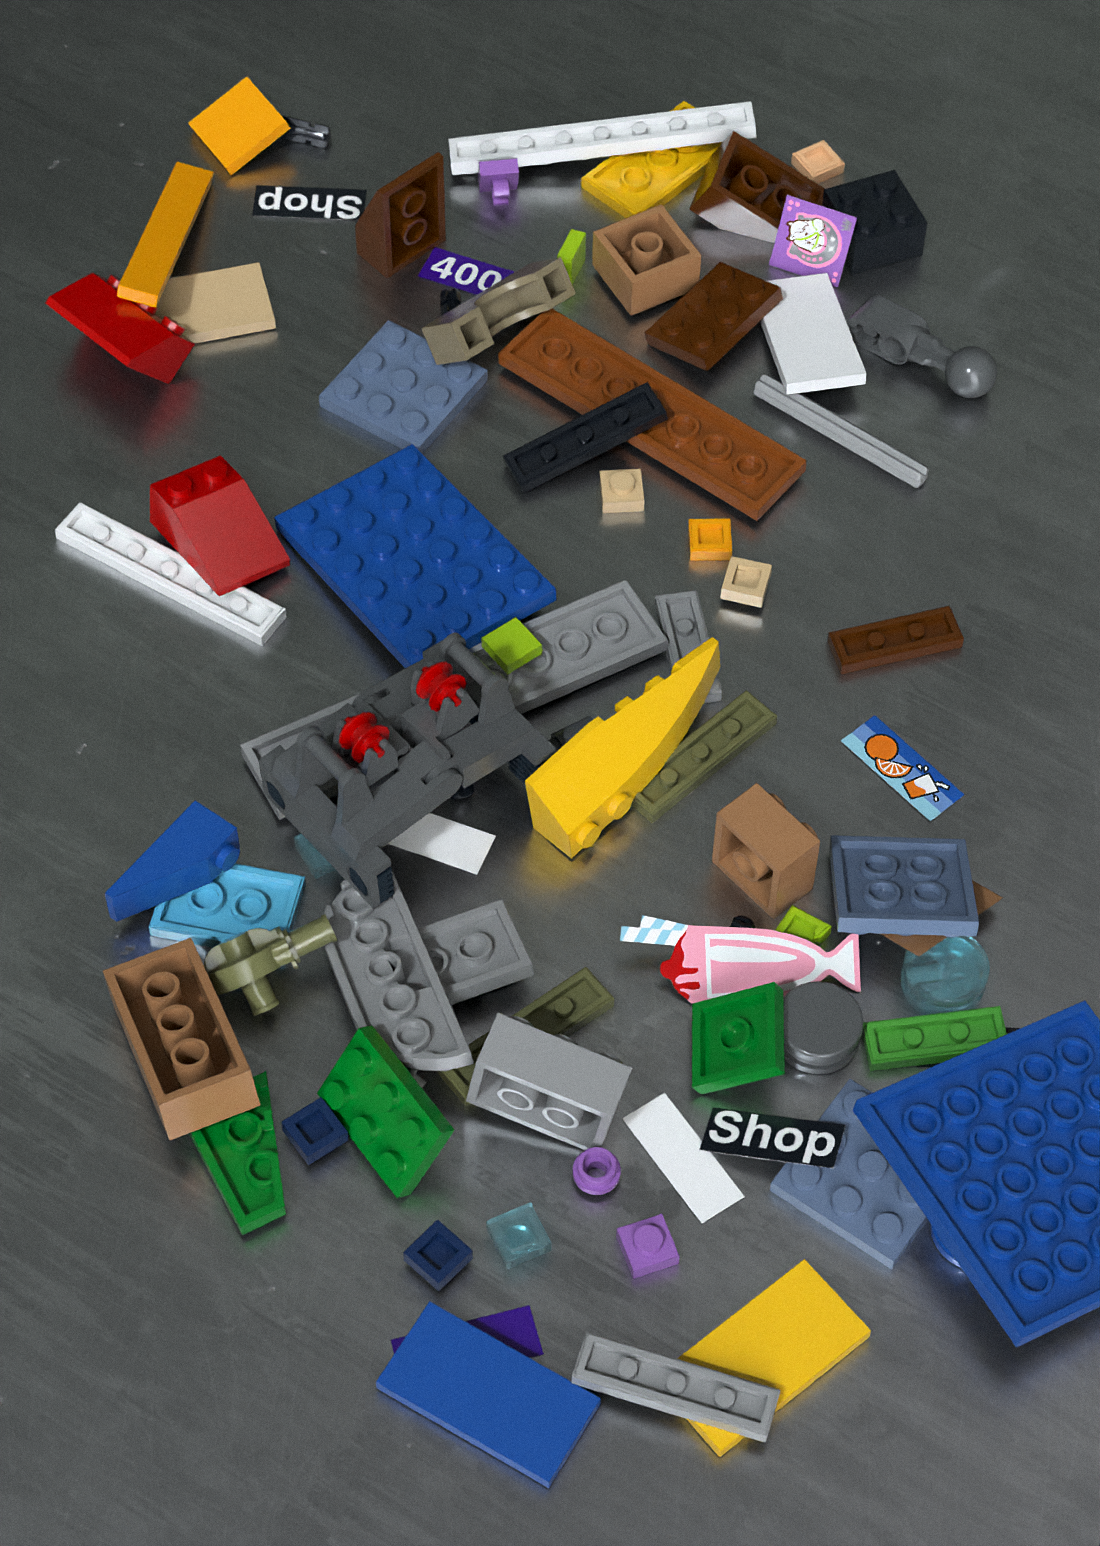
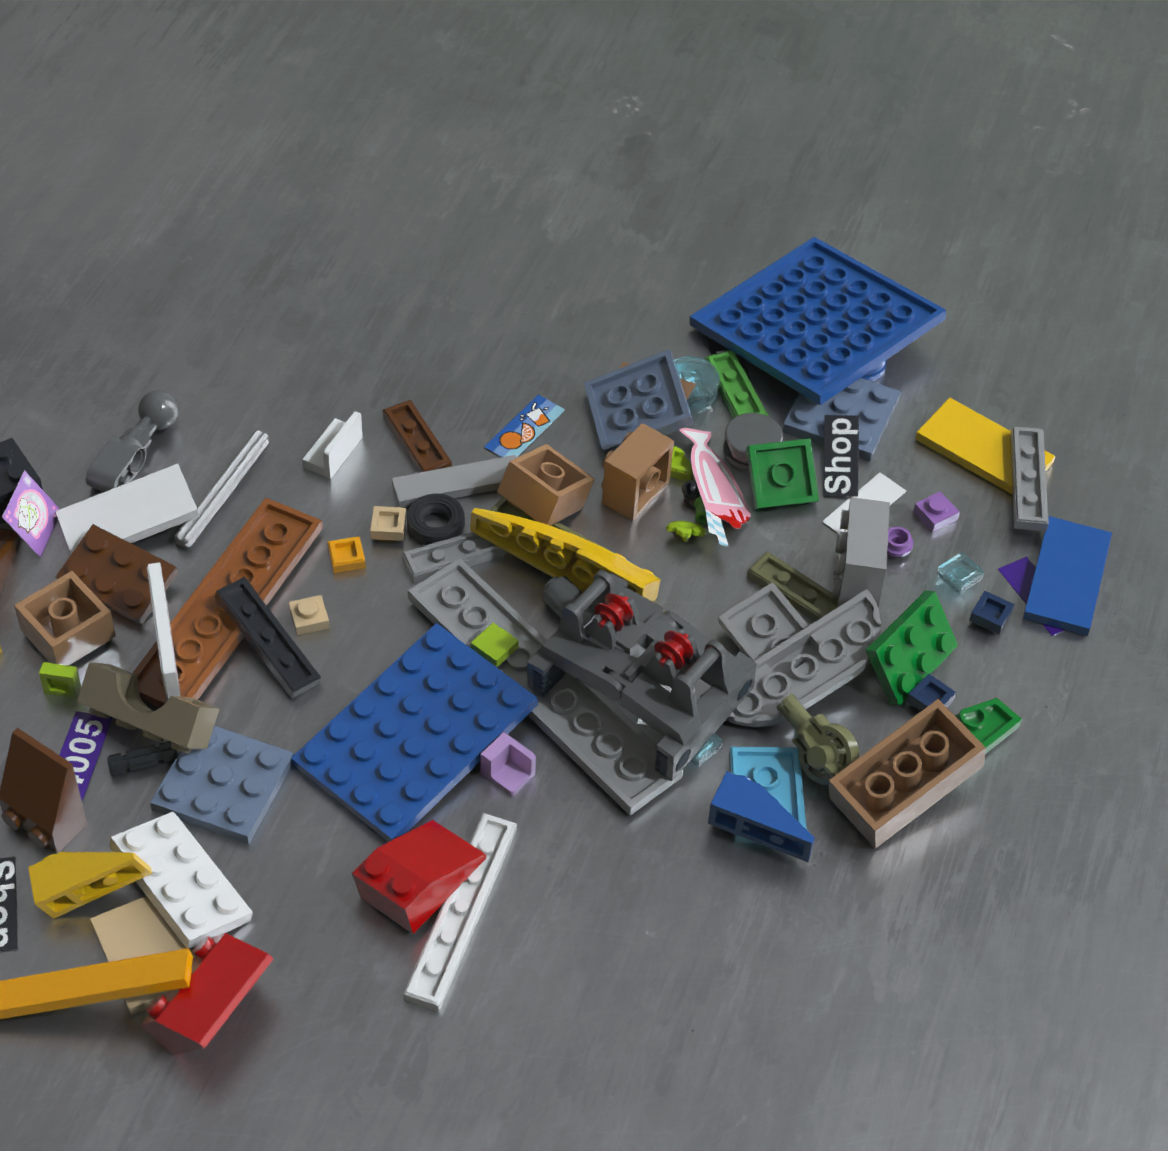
camera: 105 degrees left, 5 degrees down
(280, 334) = (183, 880): none -> white plate
(299, 245) = (76, 878): none -> yellow slope
(348, 644) = (508, 764): none -> lavender panel
(575, 319) = (163, 631): none -> white tile
(671, 903) = (685, 529): none -> lime plant
(751, 613) = (435, 504): none -> black tyre
(760, 739) = (545, 485): none -> medium nougat brick
(810, 672) = (451, 481): none -> light grey tile
(890, 547) = (334, 446): none -> white panel

